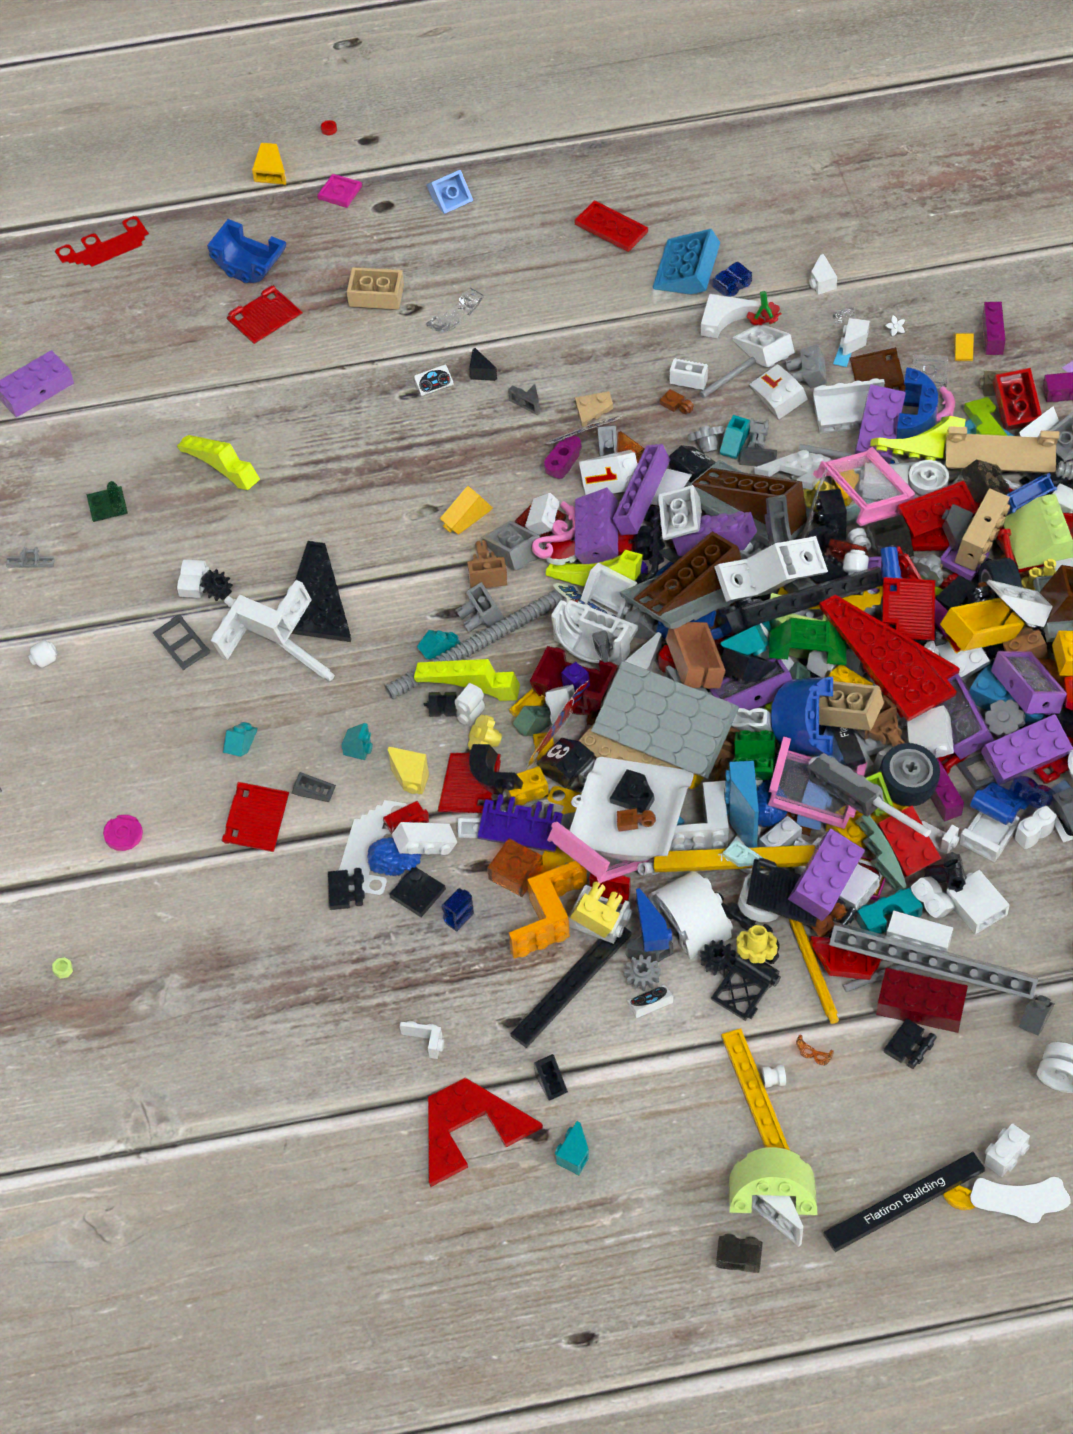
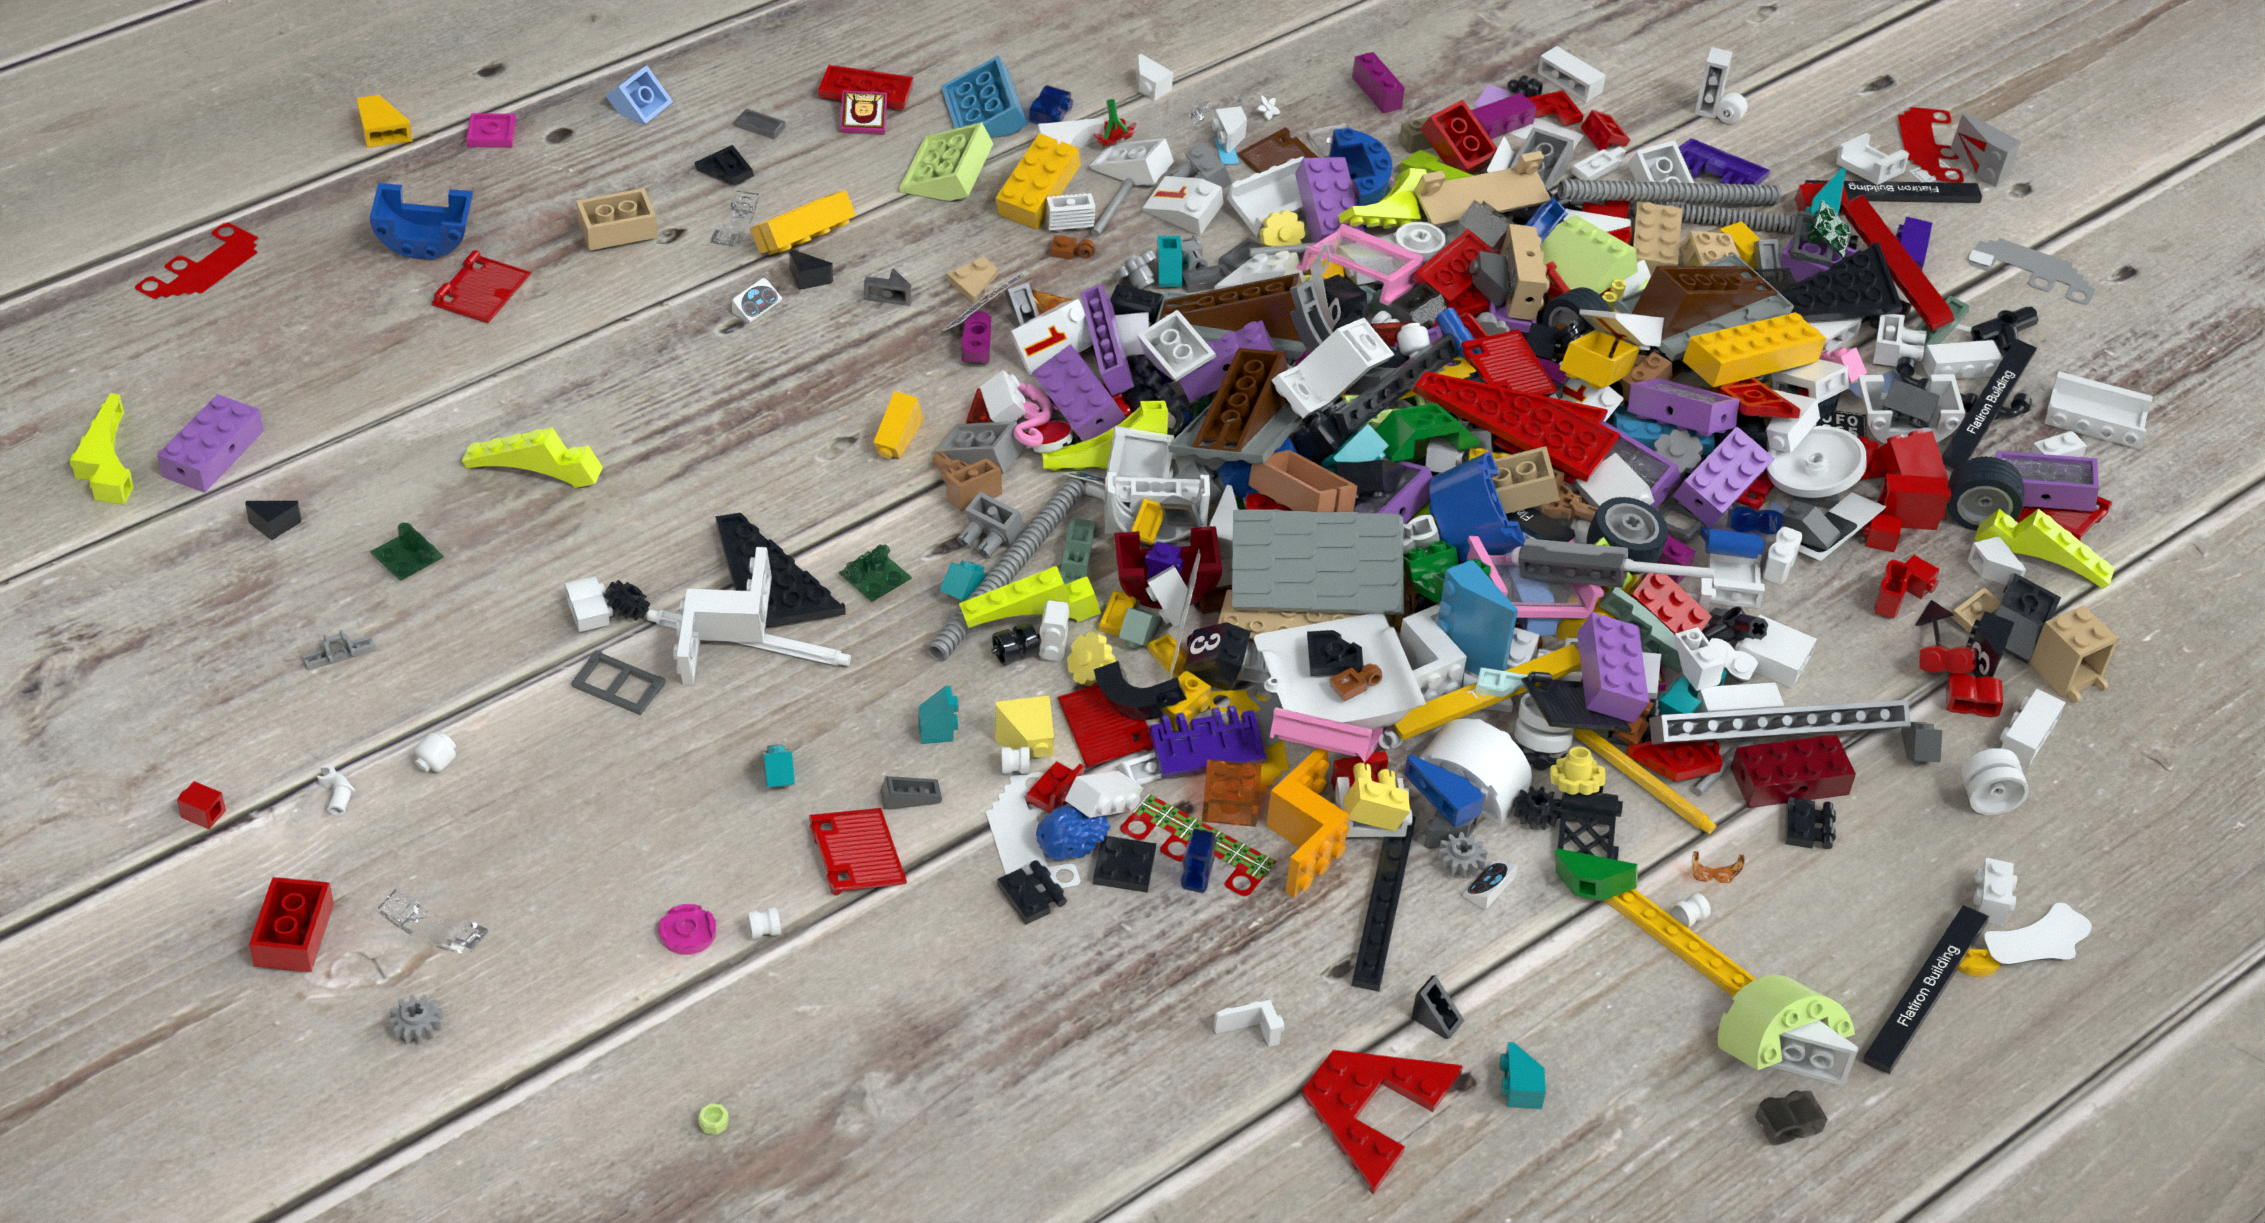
camera: 35 degrees left, 10 degrees down
(43, 450) = (273, 517): none -> black slope
(167, 847) = (764, 923): none -> white wheel
(329, 127) = (430, 67): red tile -> none
(386, 618) = (875, 573): none -> clear green hinge
(390, 790) = (1015, 760): none -> white wheel
(476, 264) = (726, 166): none -> black wing
(482, 890) = (1246, 859): none -> piece
(494, 328) = (803, 223): none -> yellow piece
(521, 235) = (760, 124): none -> flat silver tile
(529, 648) = (1077, 550): none -> sand green slope
(579, 644) = (1148, 521): none -> yellow tile
(595, 247) = (863, 112): none -> tile
(630, 307) = (948, 163): none -> yellowish green slope
(679, 340) = (1040, 174): none -> yellow piece
(721, 1025) = (1594, 875): none -> green slope
(792, 446) = (1238, 255): none -> flat silver tile
(832, 436) = (1281, 229): none -> light yellow plant
(900, 889) = (1699, 659): none -> white slope
(963, 346) = (1355, 108): yellow slope -> none

